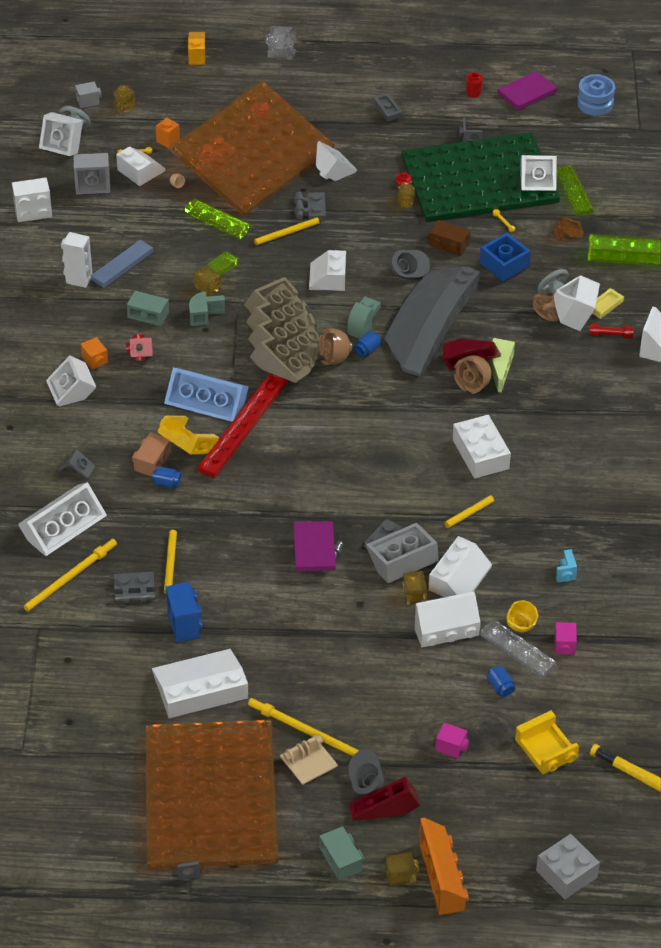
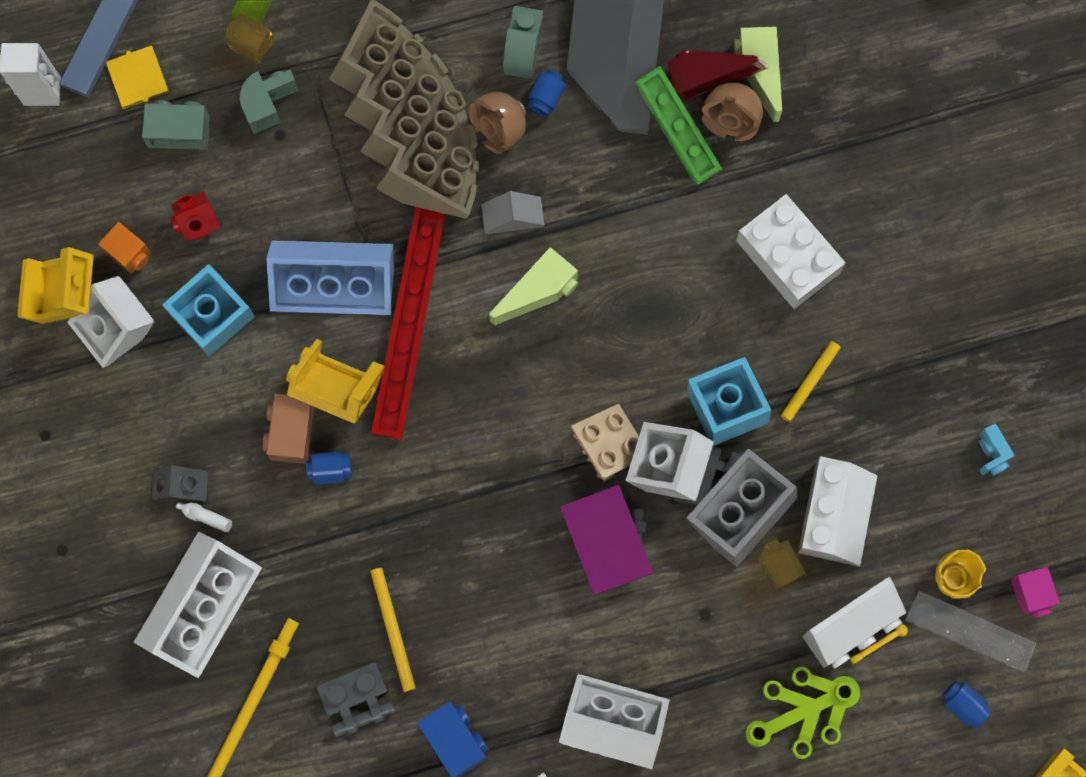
camera: 15 degrees left, 30 degrees up
(45, 360) = (56, 287): none -> yellow panel
(81, 478) = (198, 513): none -> white piece
(129, 389) = (208, 310): none -> medium azure brick
(135, 282) = (137, 77): none -> yellow piece
(281, 634) = (614, 721): none -> white slope
(323, 427) = (537, 288): none -> yellowish green slope
(325, 392) = (512, 213): none -> light grey slope
(336, 506) = (607, 441): none -> tan hinge
(367, 517) = (669, 461): none -> white brick
(400, 659) = (808, 709): none -> lime plant
(414, 501) = (728, 401): none -> medium azure brick
(438, 373) = (677, 125): none -> bright green tile
(443, 645) = (901, 630): none -> yellow hinge

